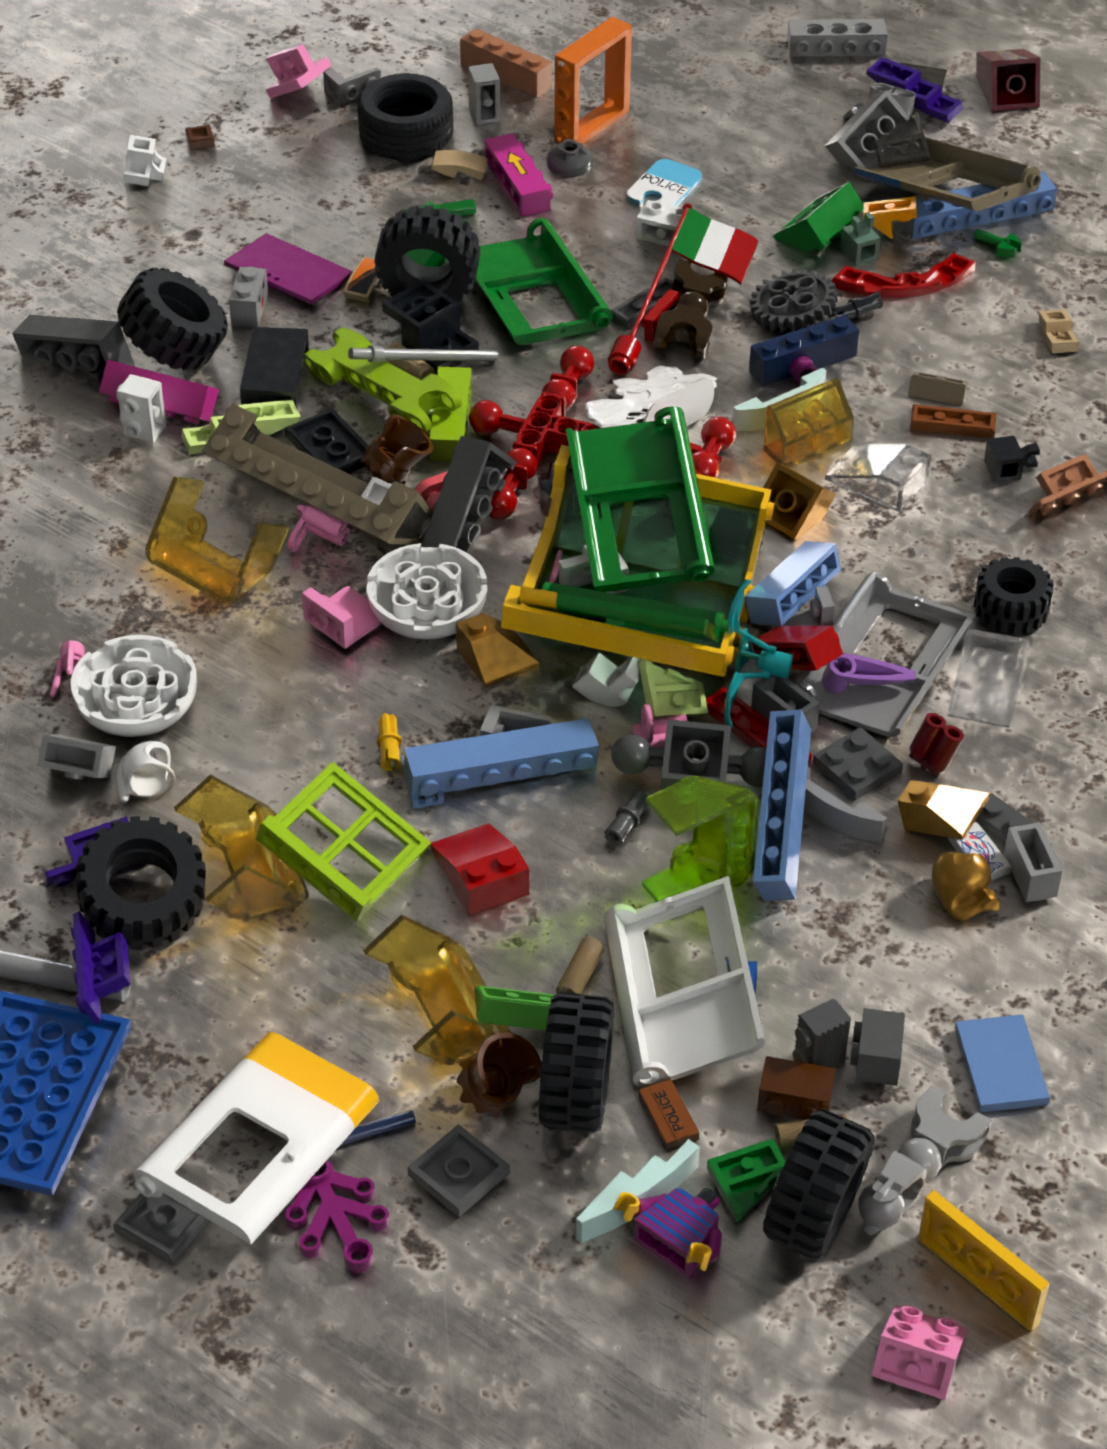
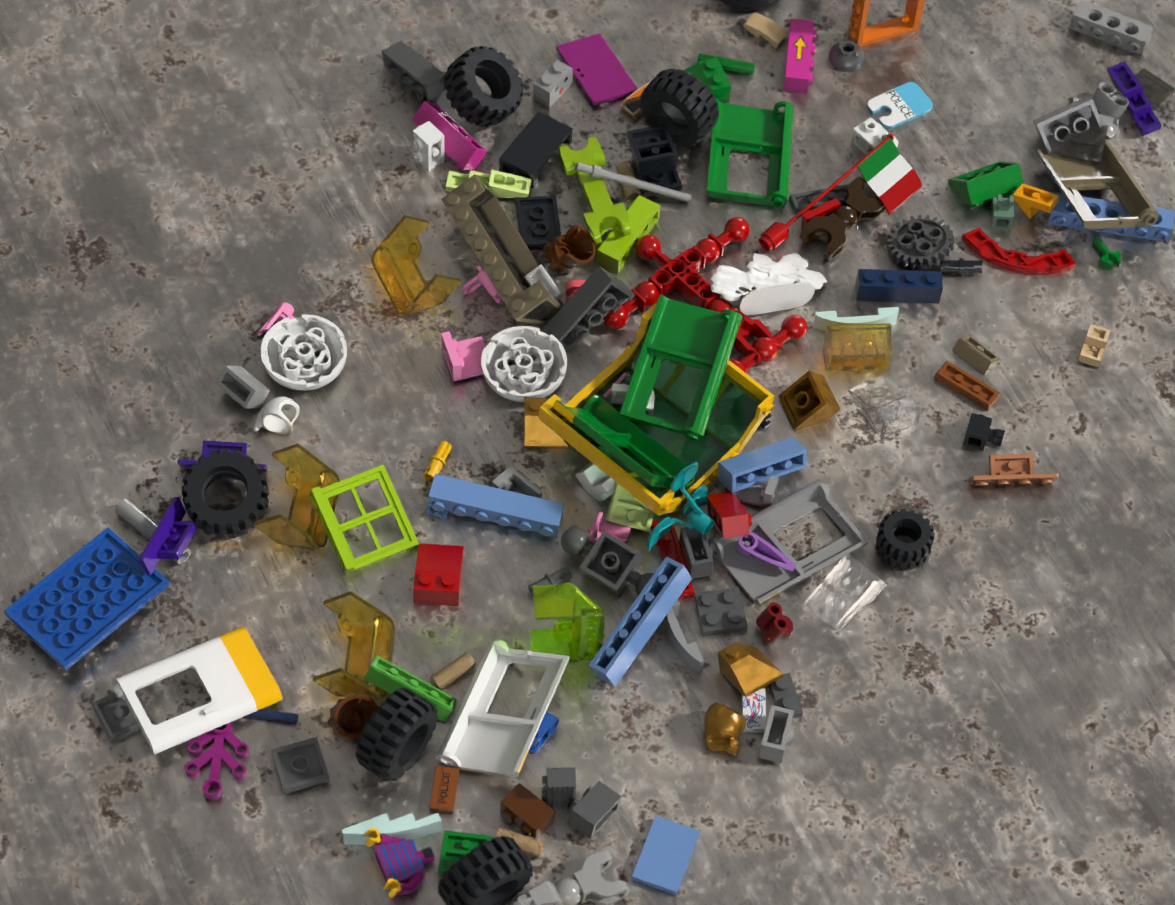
camera: 25 degrees right, 10 degrees up
(798, 365) = (889, 299): magenta bush -> none

